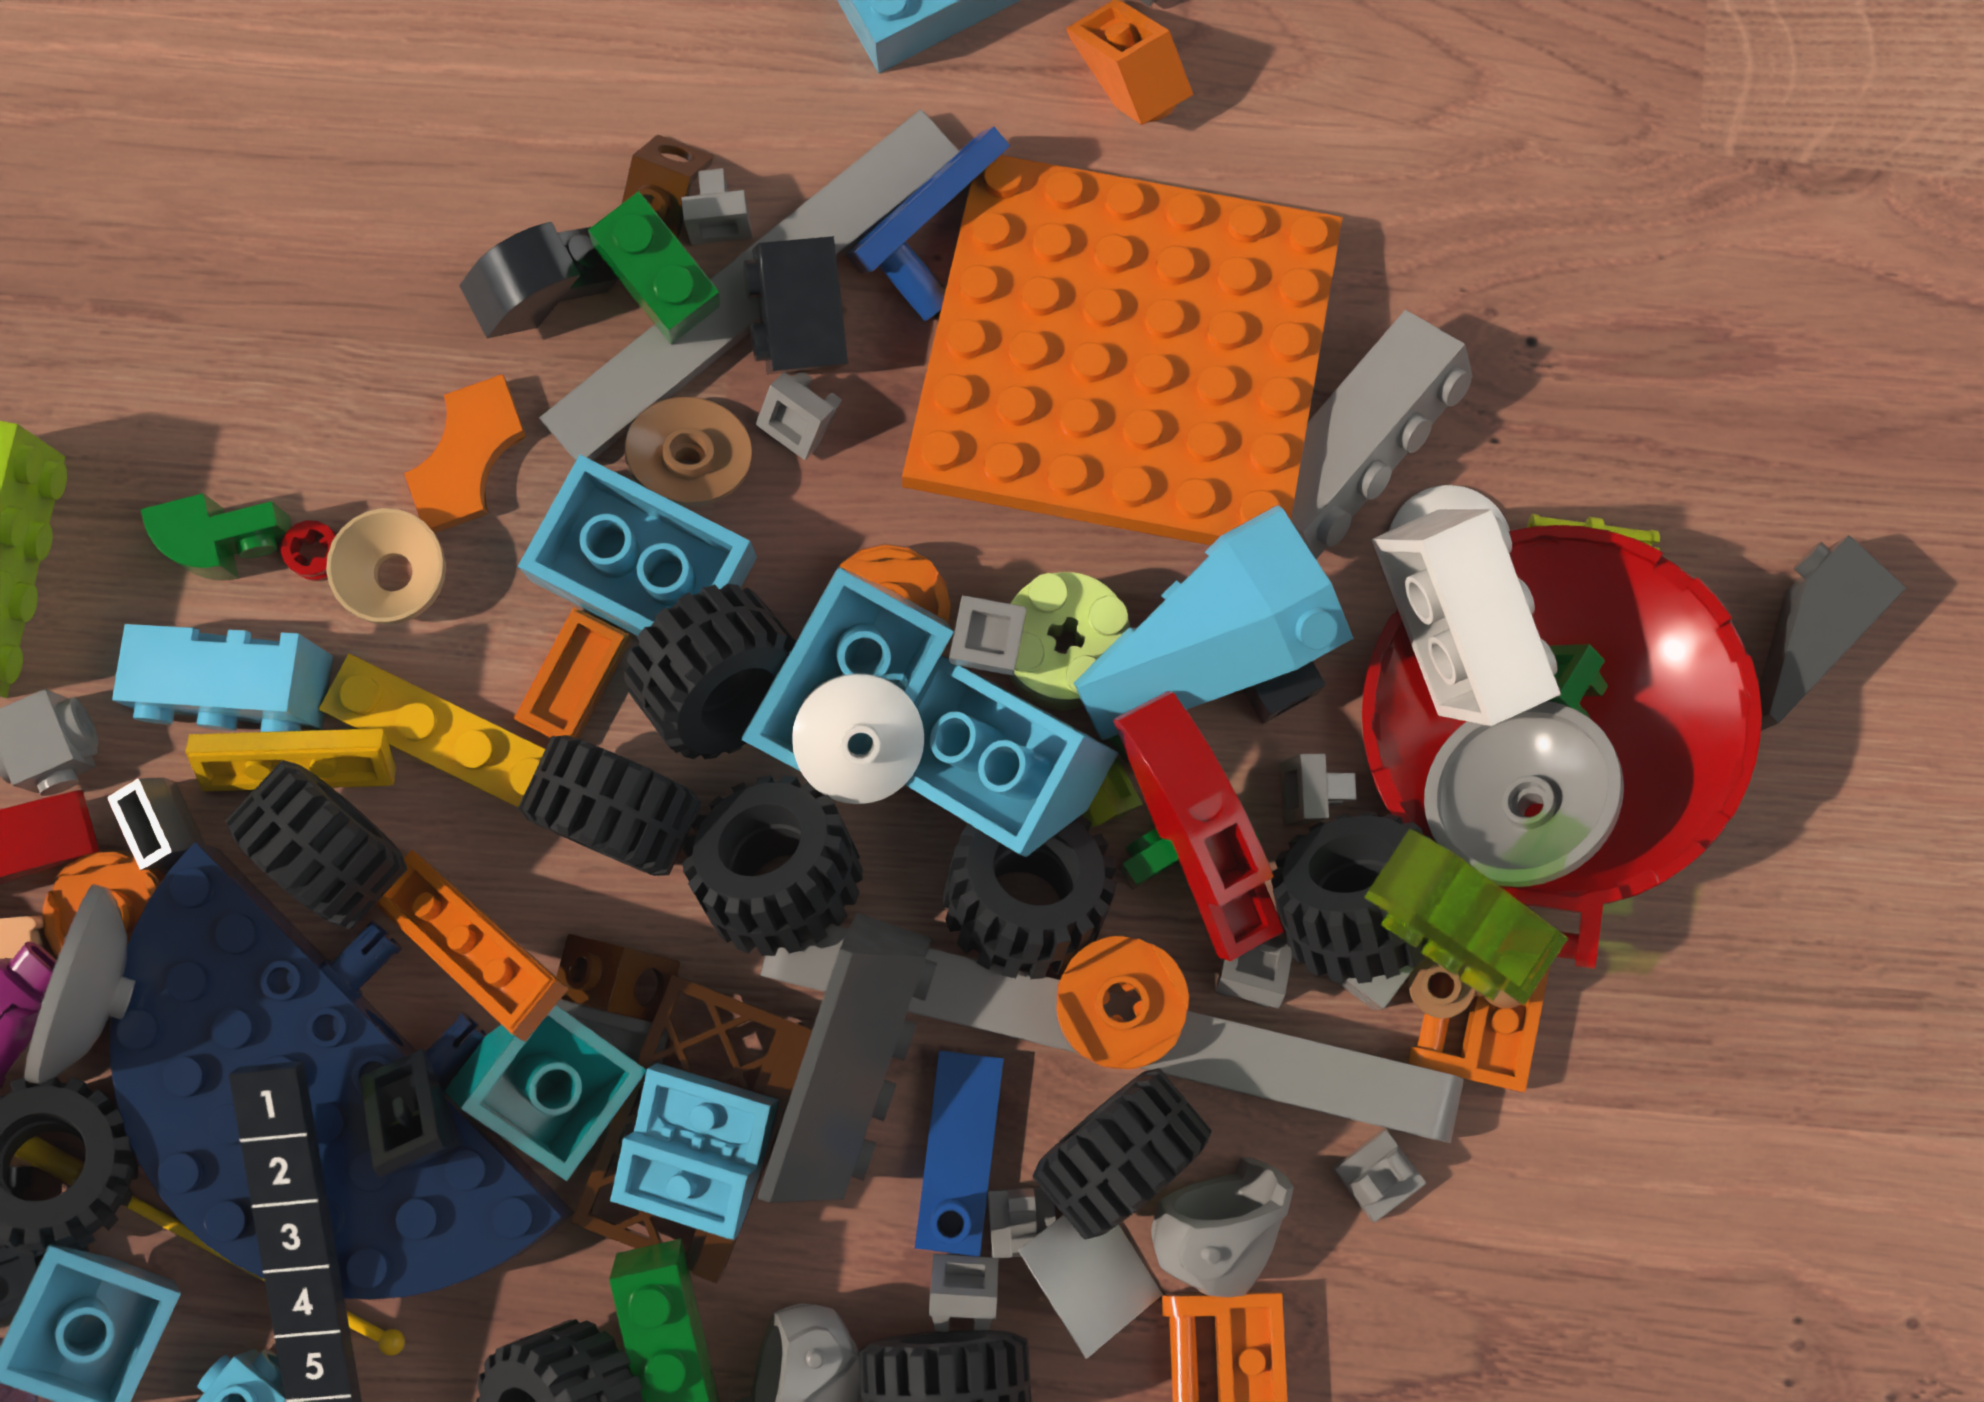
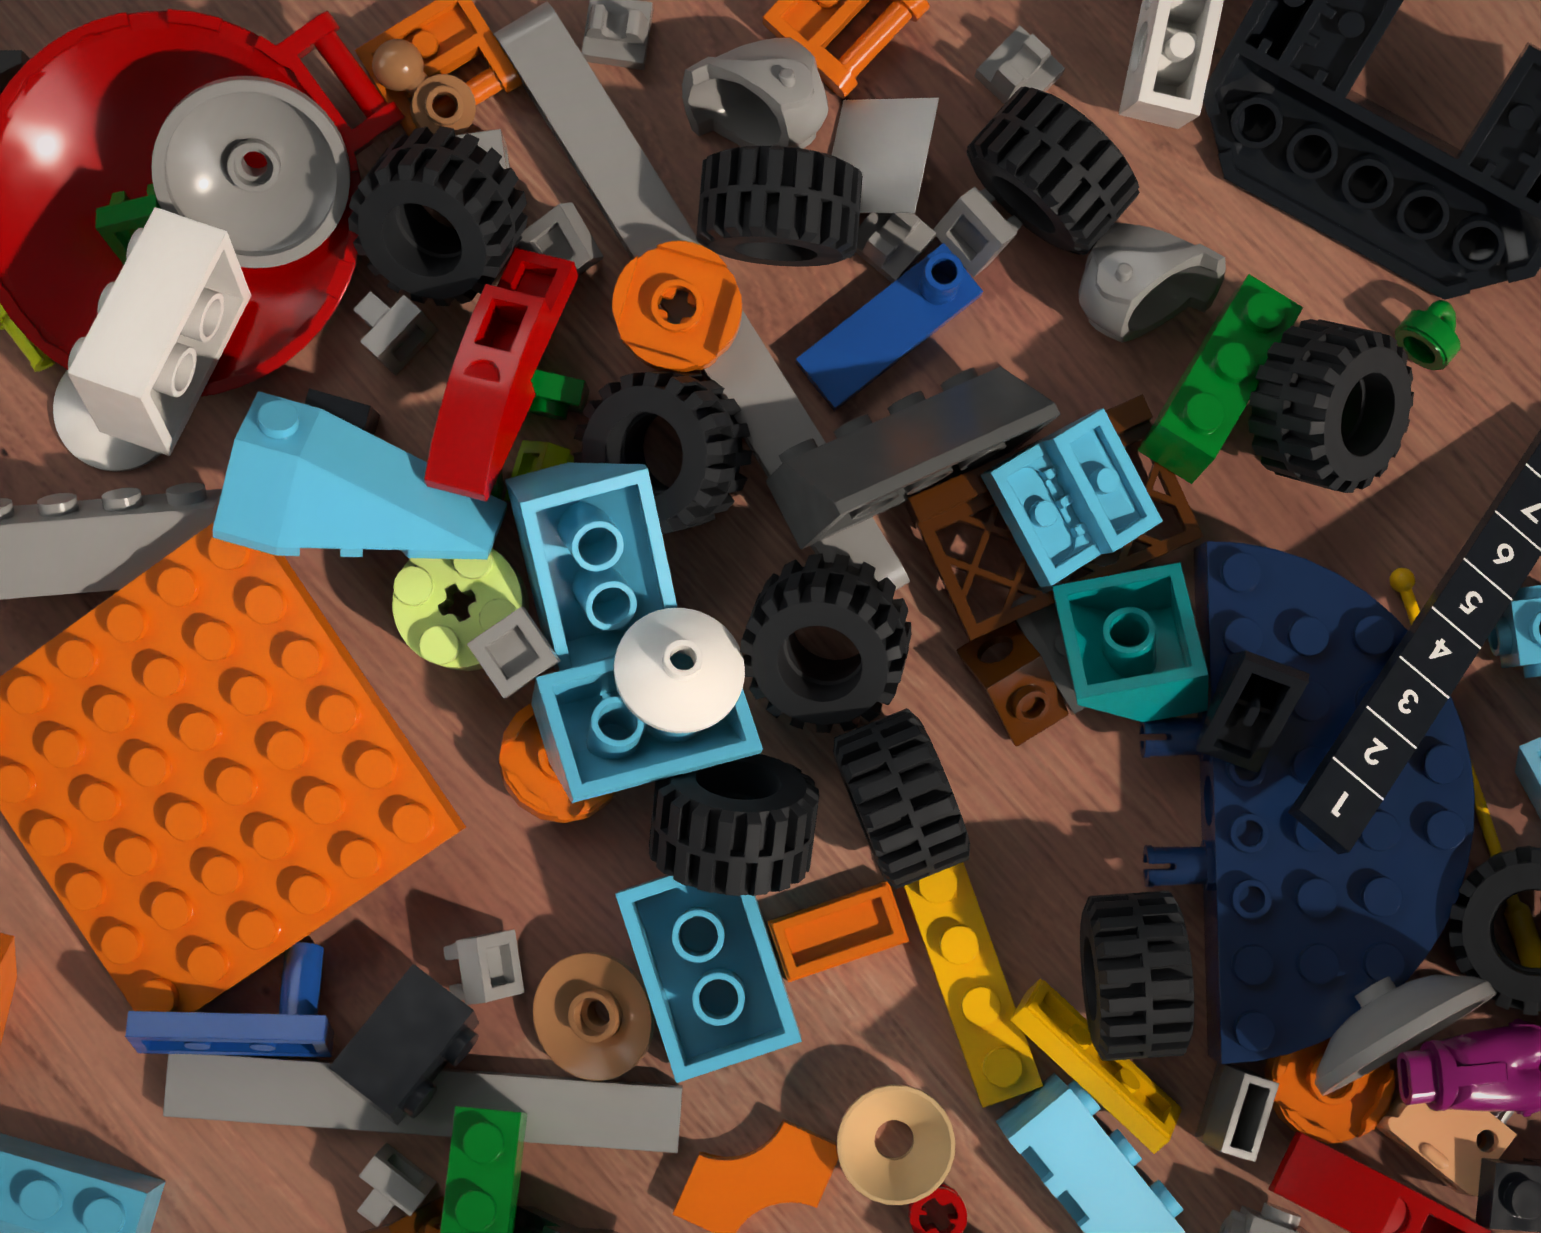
camera: 135 degrees left, 5 degrees up
(472, 947) = (1094, 790): orange tile -> none
(1464, 920) = (388, 117): clear neon green brick -> none

